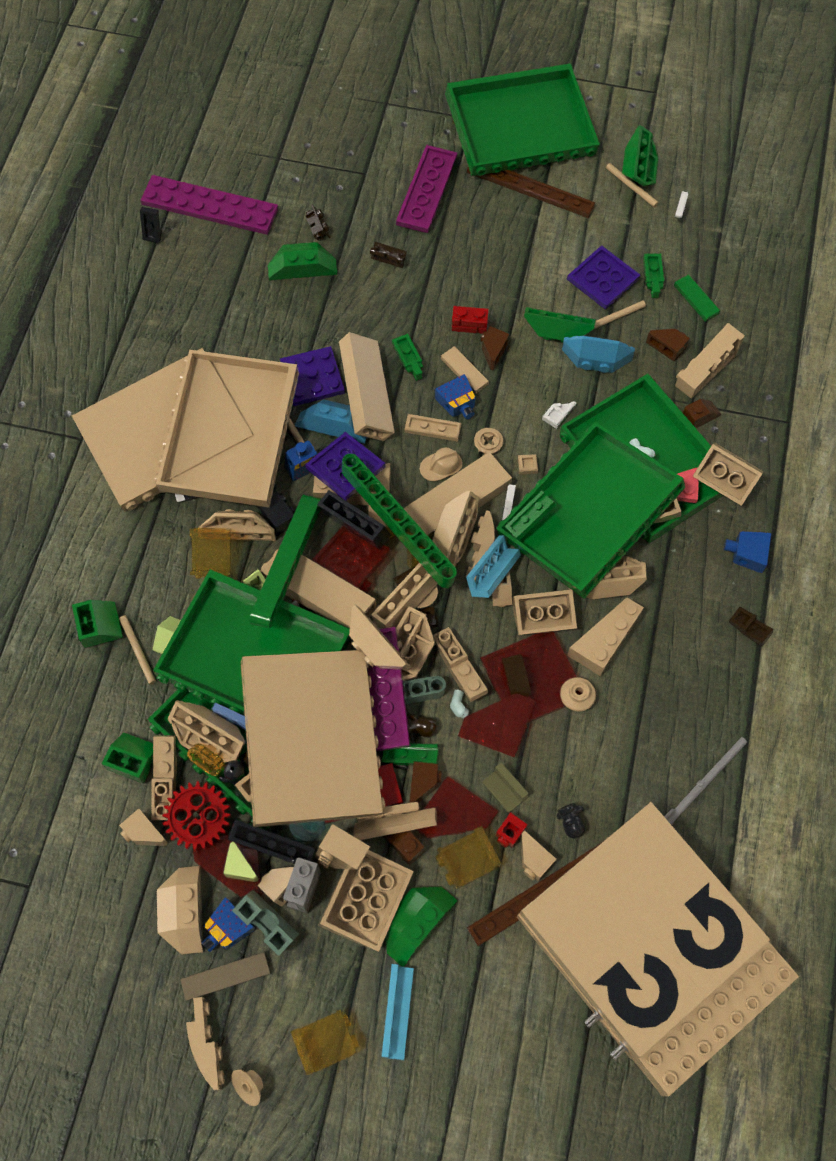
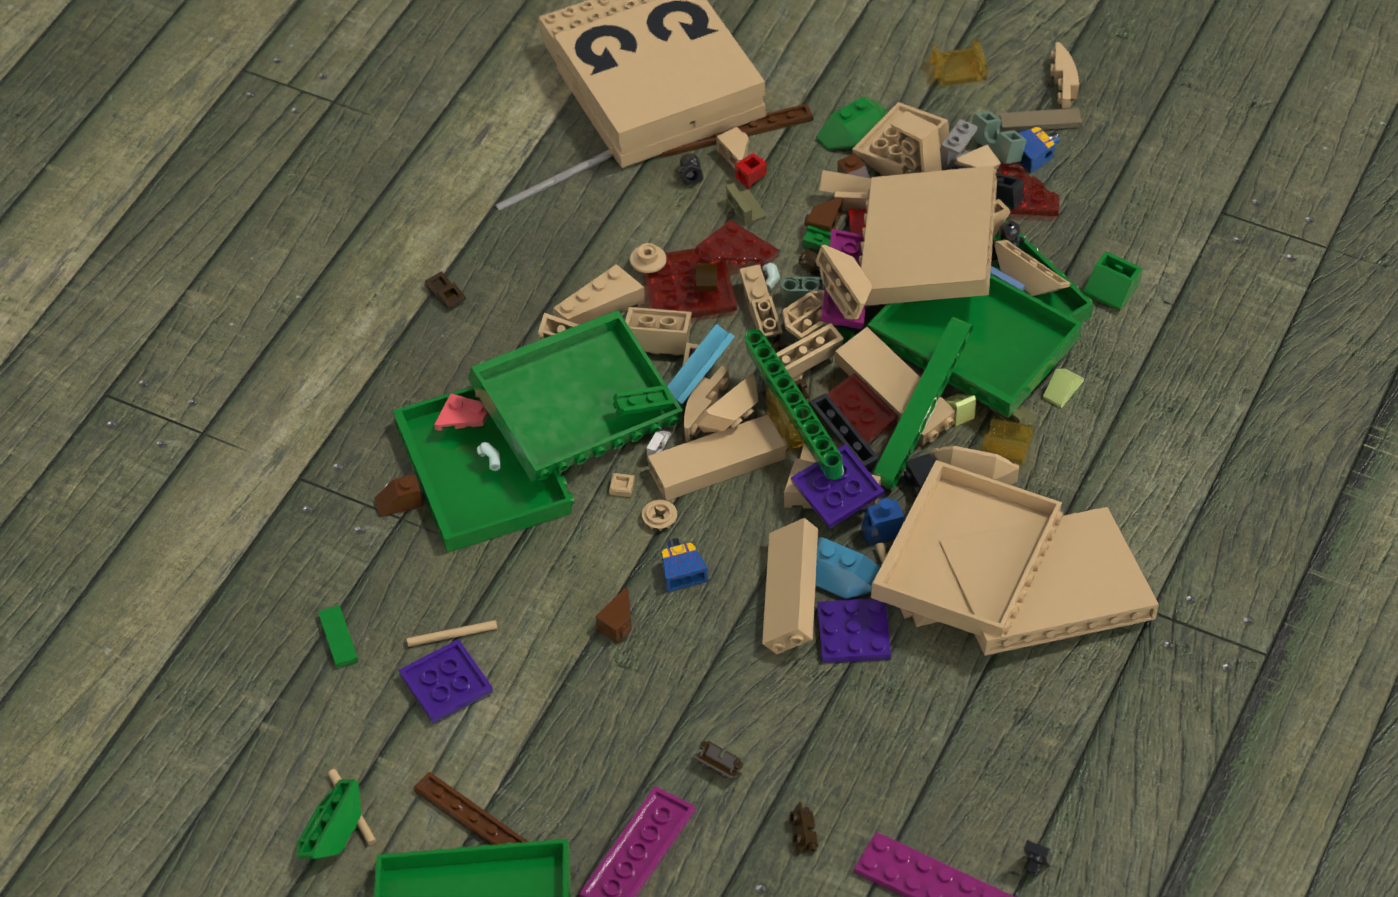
camera: 165 degrees left, 15 degrees down
(96, 622) = (1142, 402): green slope -> none
(137, 650) = (1100, 381): tan bar -> none
(141, 830) = (1106, 226): tan slope -> none
(163, 774) = (1082, 259): tan slope -> none
(181, 910) = (1075, 170): tan wedge -> none
(206, 759) = (1036, 253): clear yellow beam -> none
(209, 829) = (1051, 221): red gear -> none
(237, 866) = (1015, 169): yellowish green slope -> none
(247, 1086) = (1028, 47): tan piece -> none
(301, 261) = (837, 775): green wedge -> none
(397, 1012) = (891, 72): medium azure fence -> none
(408, 355) = (727, 628): green hinge -> none
(432, 427) = (721, 544): tan tile -> none
(441, 464) = (722, 502): tan piece -> none
(457, 811) = (794, 197): clear red plate -> none
(461, 365) = (662, 602): tan tile -> none
(468, 859) = (798, 161): clear yellow panel -> none
(469, 319) = (637, 652): red brick -> none
(557, 325) = (524, 626): green wedge -> none
(557, 413) = (565, 533): white tile -> none
(597, 353) = (491, 581): dark azure wedge -> none
(653, 273) = (378, 674): green hinge -> none
(668, 342) = (399, 582): reddish brown slope -> none
(681, 205) = (304, 751): white tile -> none
(710, 361) = (363, 545): tan wedge -> none
(727, 473) = (405, 406): tan slope -> none
(750, 550) = (411, 352): blue torso -> none

